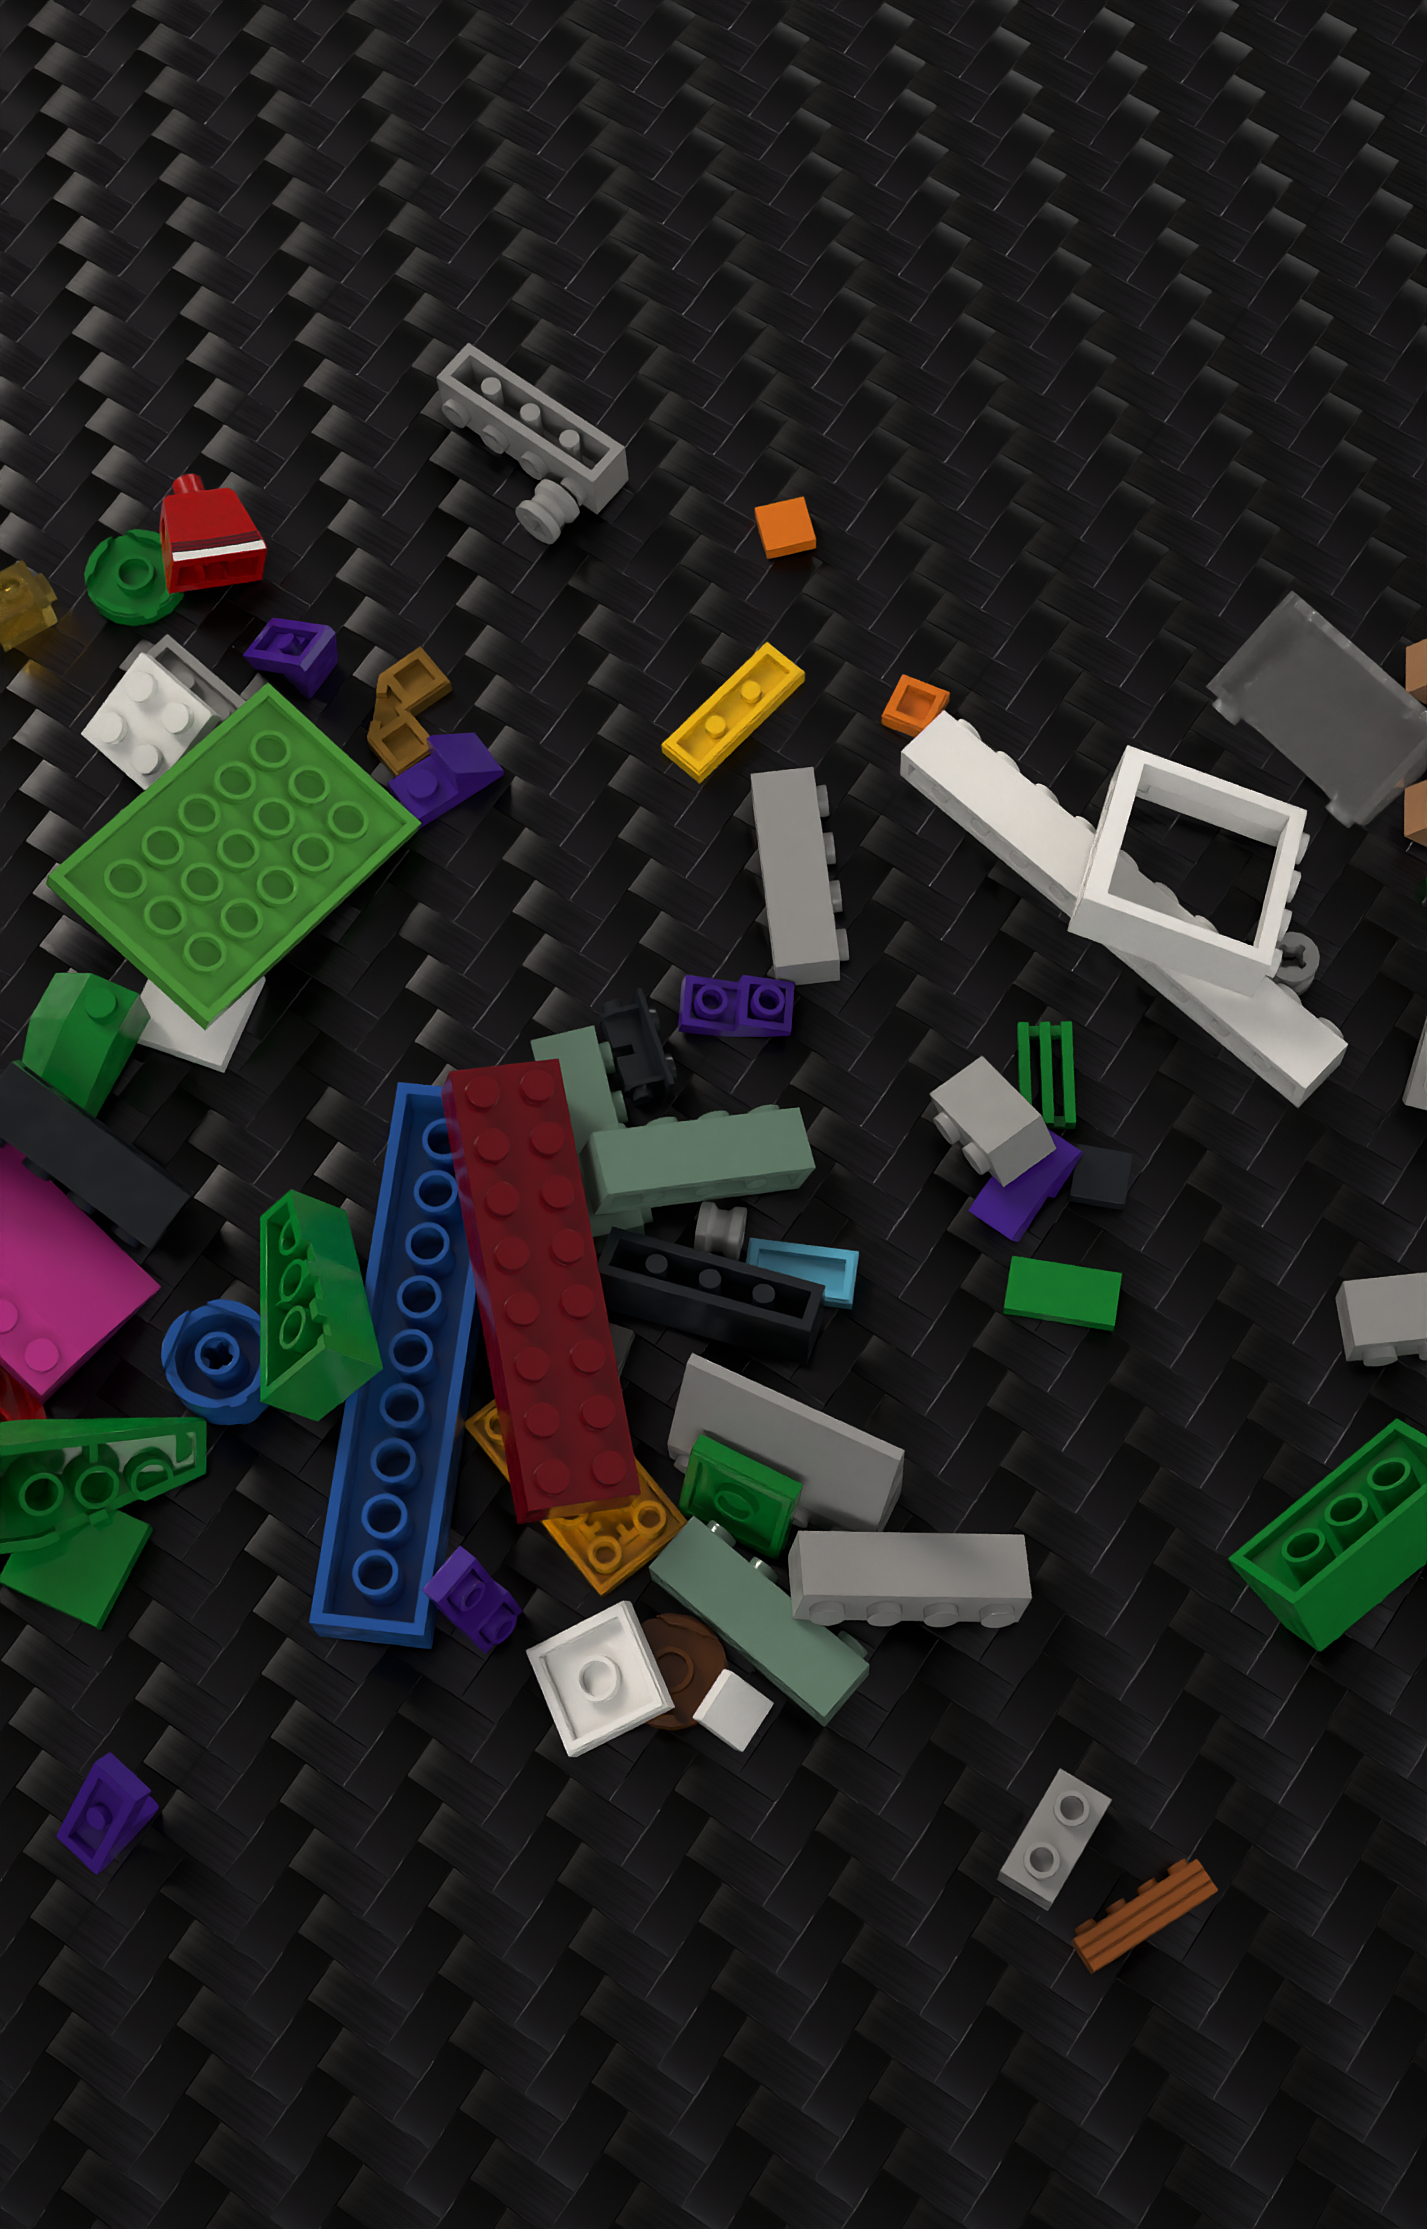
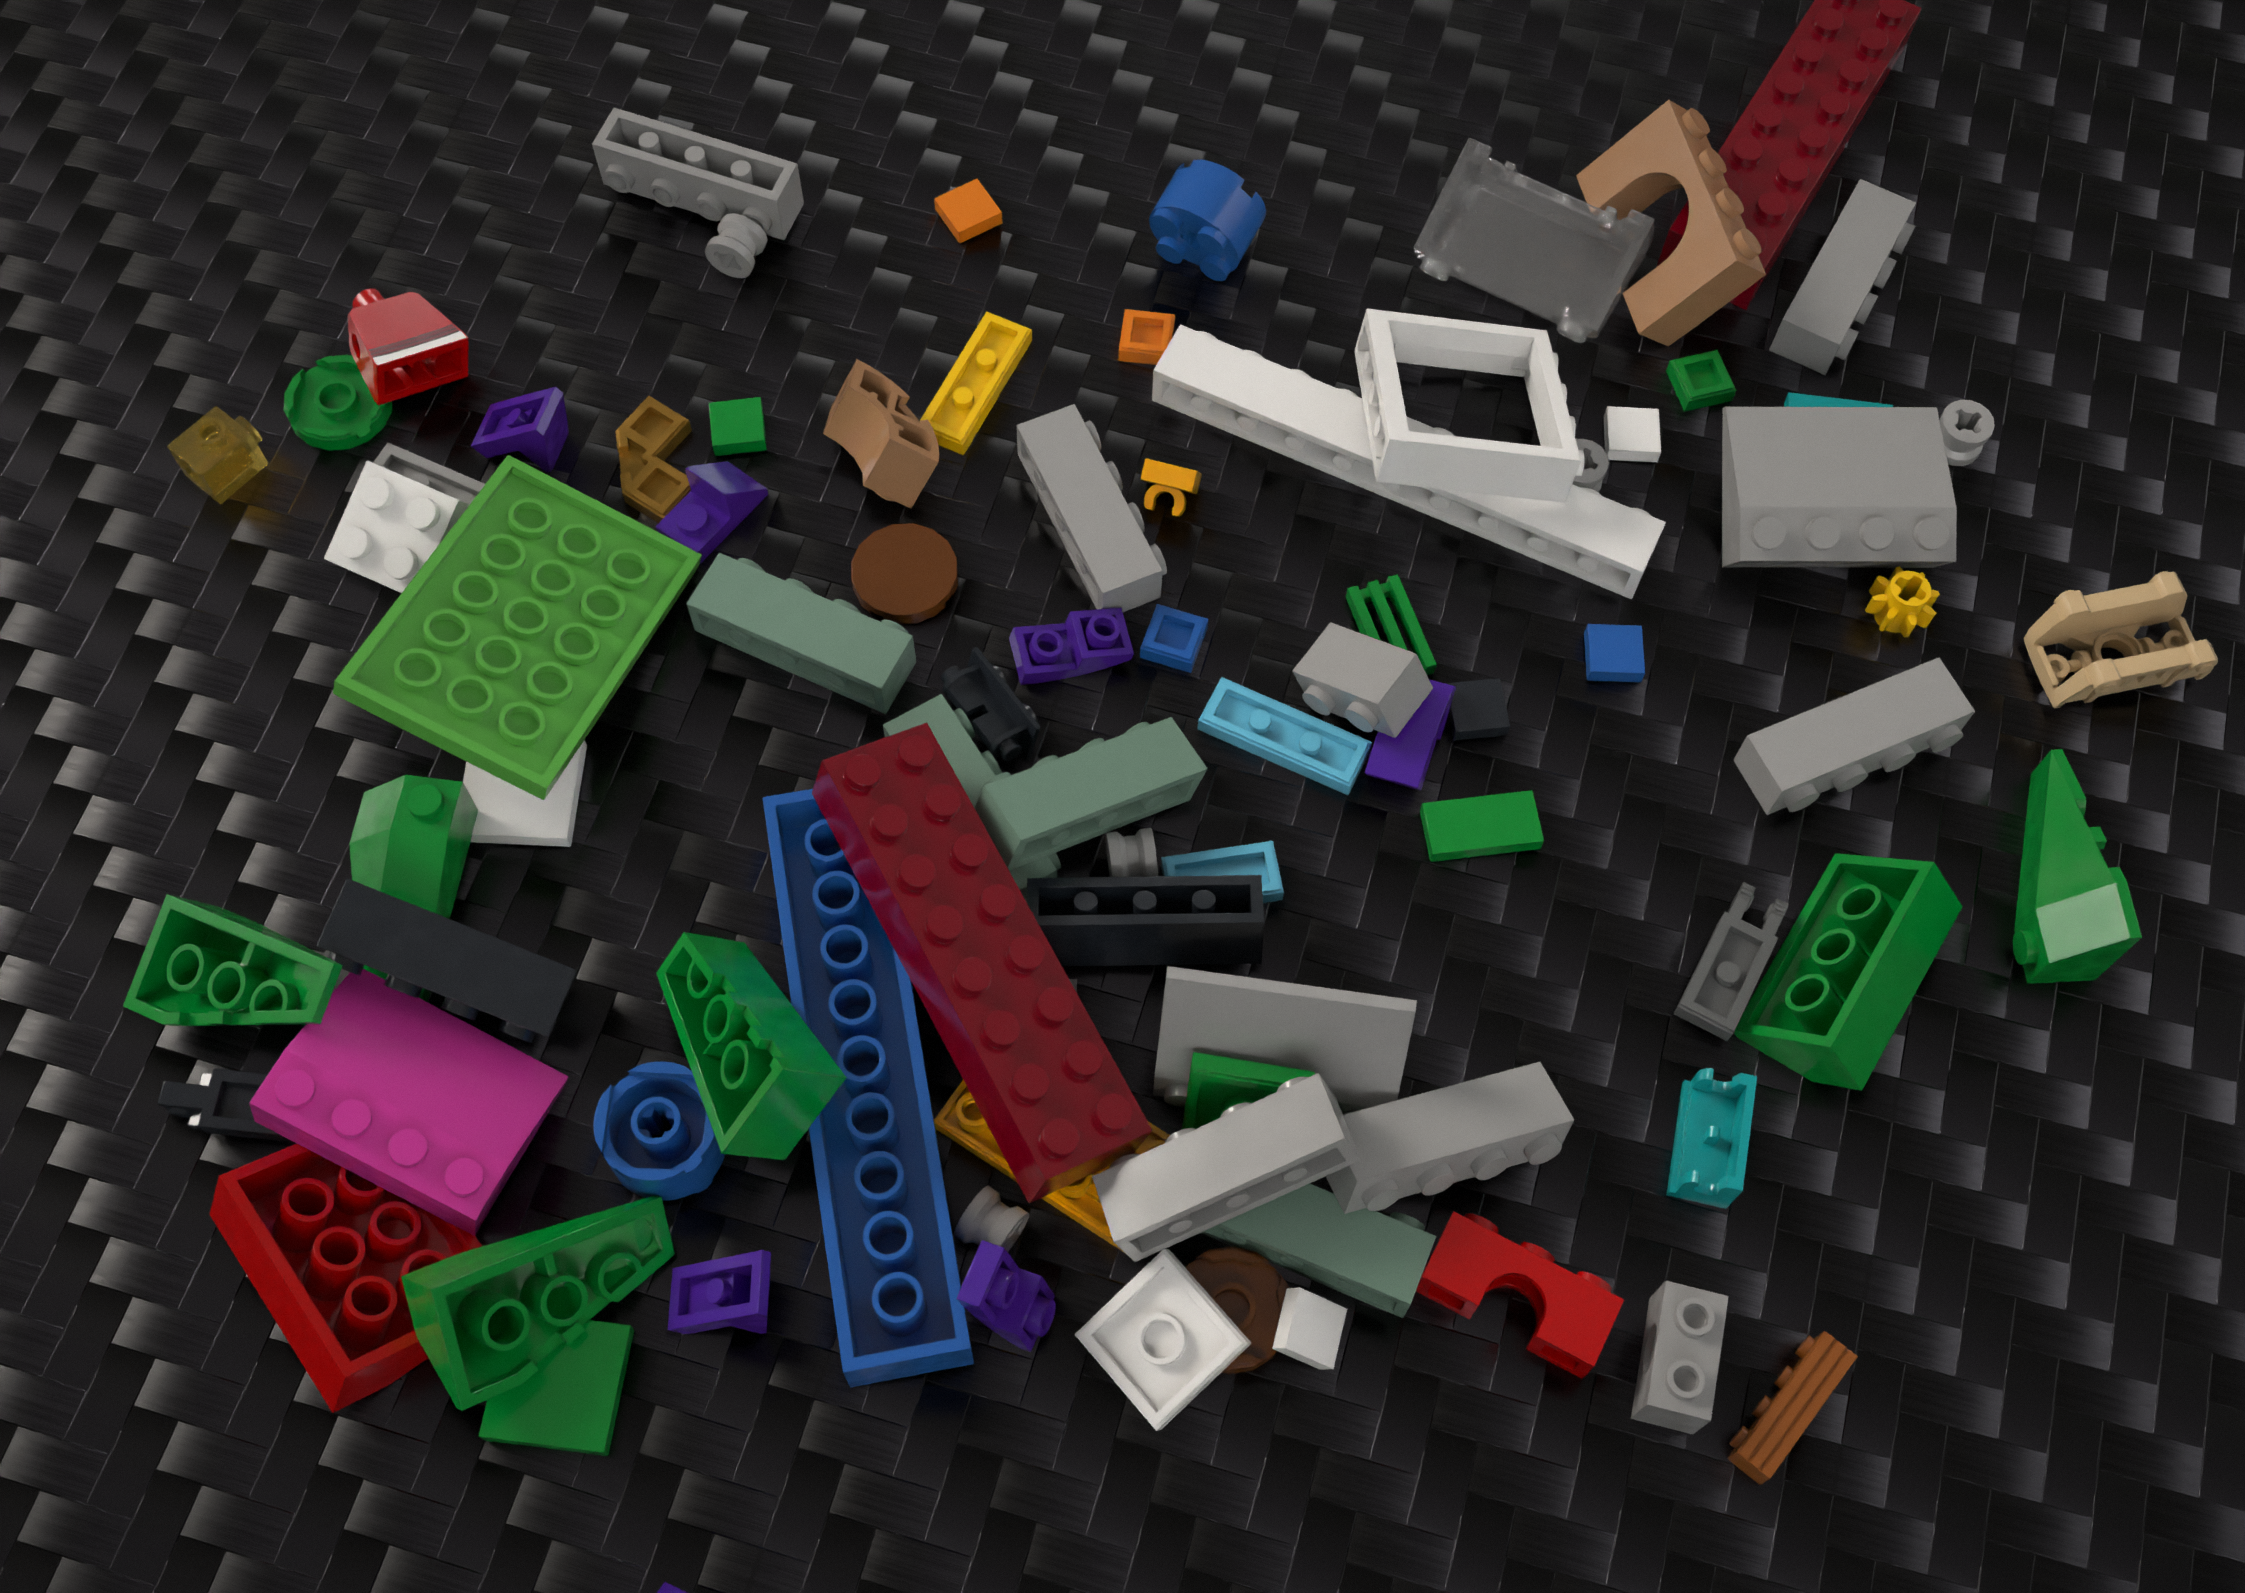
camera: 25 degrees left, 5 degrees down
(234, 1522) = (721, 1294): none -> dark purple slope
(484, 1530) = (991, 1221): none -> light grey wheel
(490, 925) = (803, 631): none -> sand green brick
(494, 699) = (737, 426): none -> green tile
(604, 891) = (904, 573): none -> reddish brown tile
(623, 749) = (883, 435): none -> medium nougat brick
(694, 1546) = (1225, 1167): none -> light grey brick
(836, 1025) = (1174, 638): none -> blue tile
(886, 865) = (1169, 479): none -> light orange tile
(899, 1696) = (1569, 1308): none -> red arch
(908, 1151) = (1284, 735): none -> medium azure tile
(1009, 603) = (1206, 218): none -> blue brick
(1163, 1652) = (1712, 1139): none -> teal hinge
(1247, 1497) = (1730, 966): none -> dark grey hinge
(1256, 1158) = (1614, 653): none -> blue tile
(1362, 938) = (1632, 434): none -> white tile

